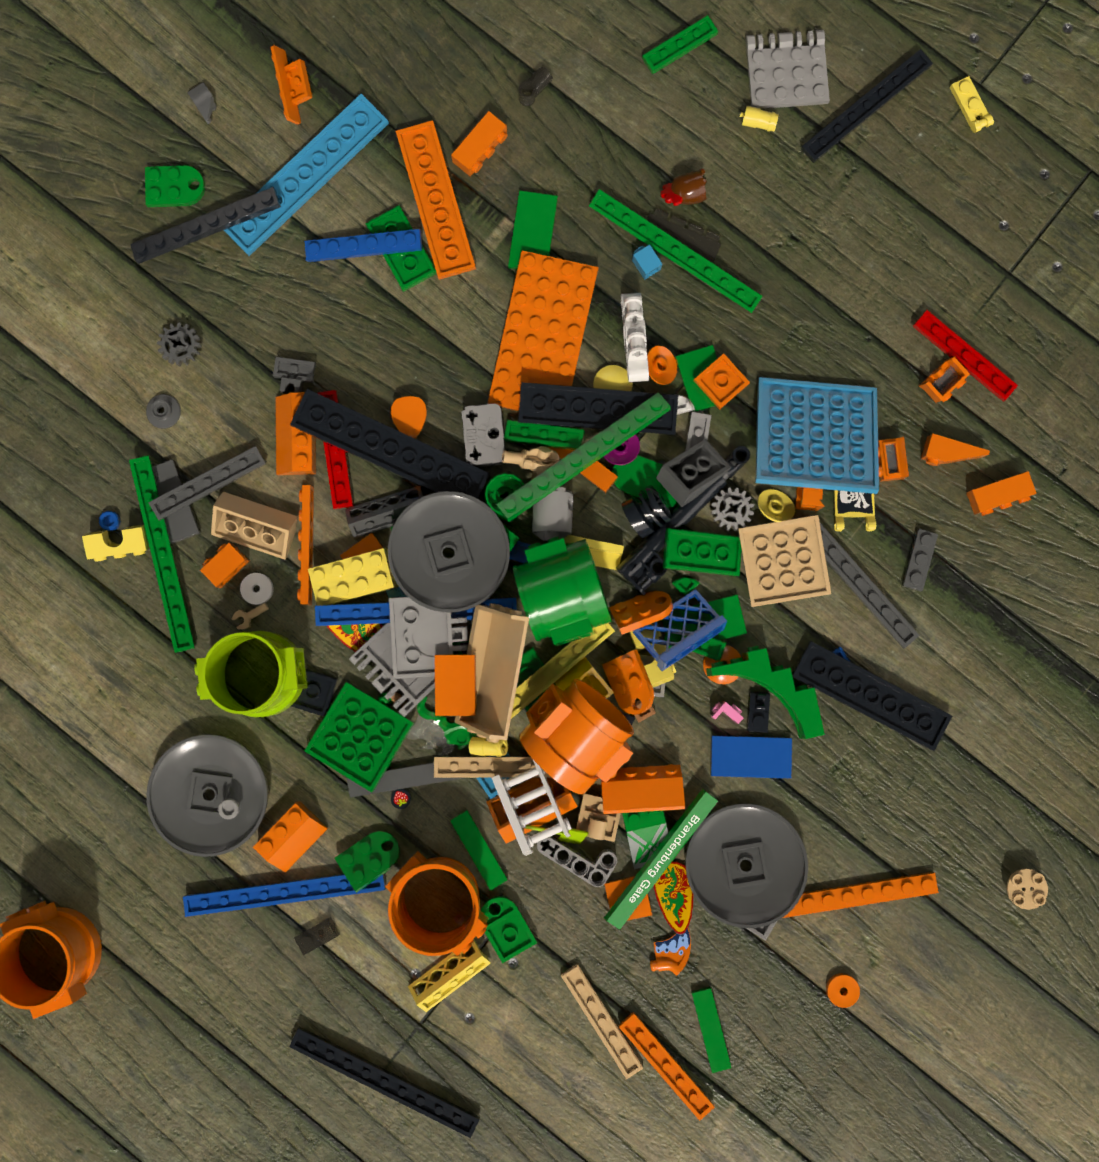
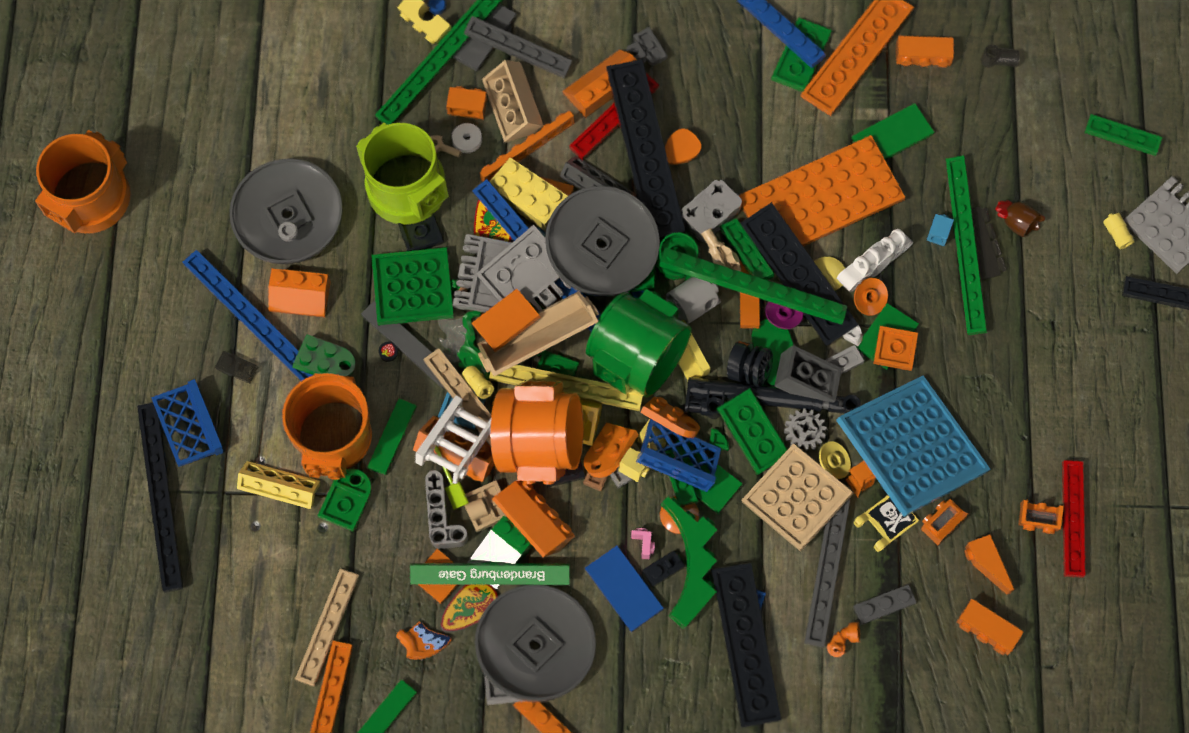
camera: 50 degrees right, 15 degrees down
(342, 997) = (201, 414): none -> blue fence
(924, 623) = (837, 645): none -> orange arm

